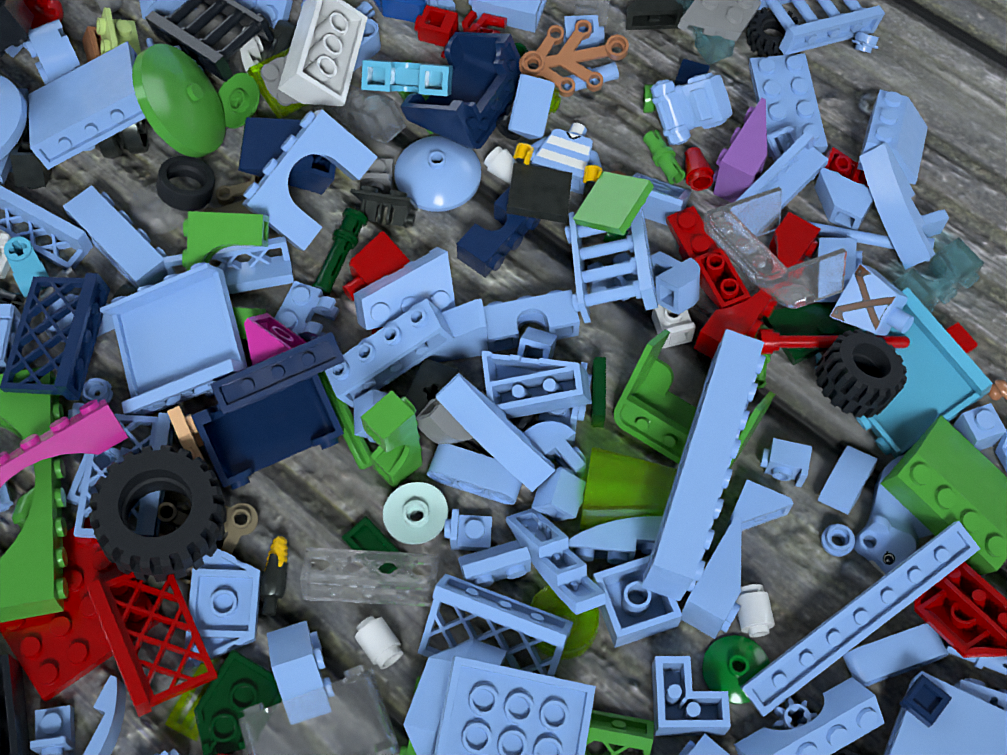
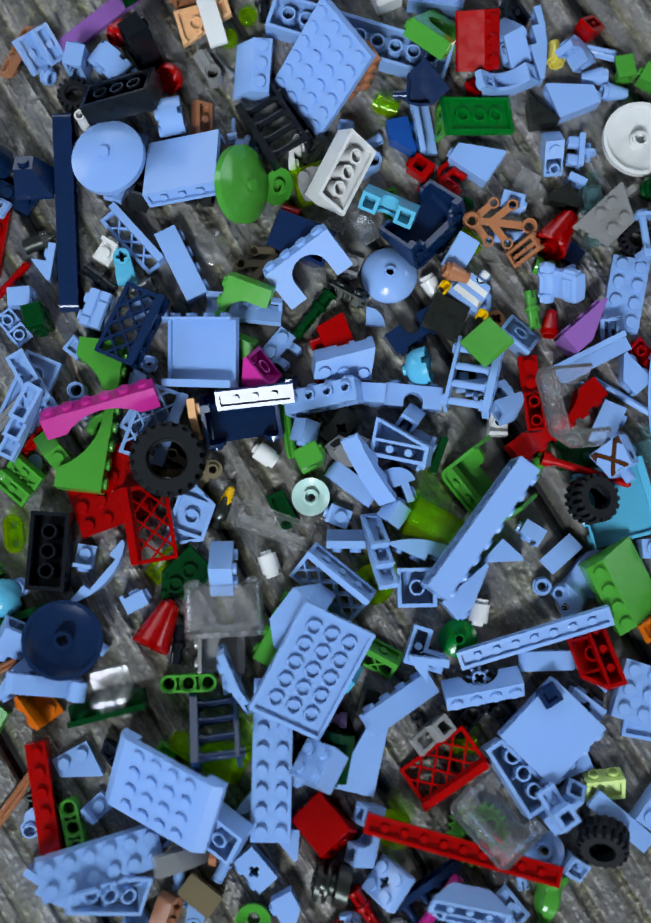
camera: 15 degrees right, 20 degrees up
(116, 32) = (214, 115): yellowish green bracket -> none
(185, 167) = (225, 250): black tyre -> none
(322, 471) = (265, 454): none -> white brick
(434, 233) = (374, 318): none -> light blue tile
(522, 273) = (418, 366): none -> medium azure cylinder
(531, 130) = (454, 272): none -> nougat cone
(642, 67) = (536, 242): none -> nougat tile
(658, 55) = (557, 235): none -> red cone
(691, 711) = (423, 662): none -> light blue slope

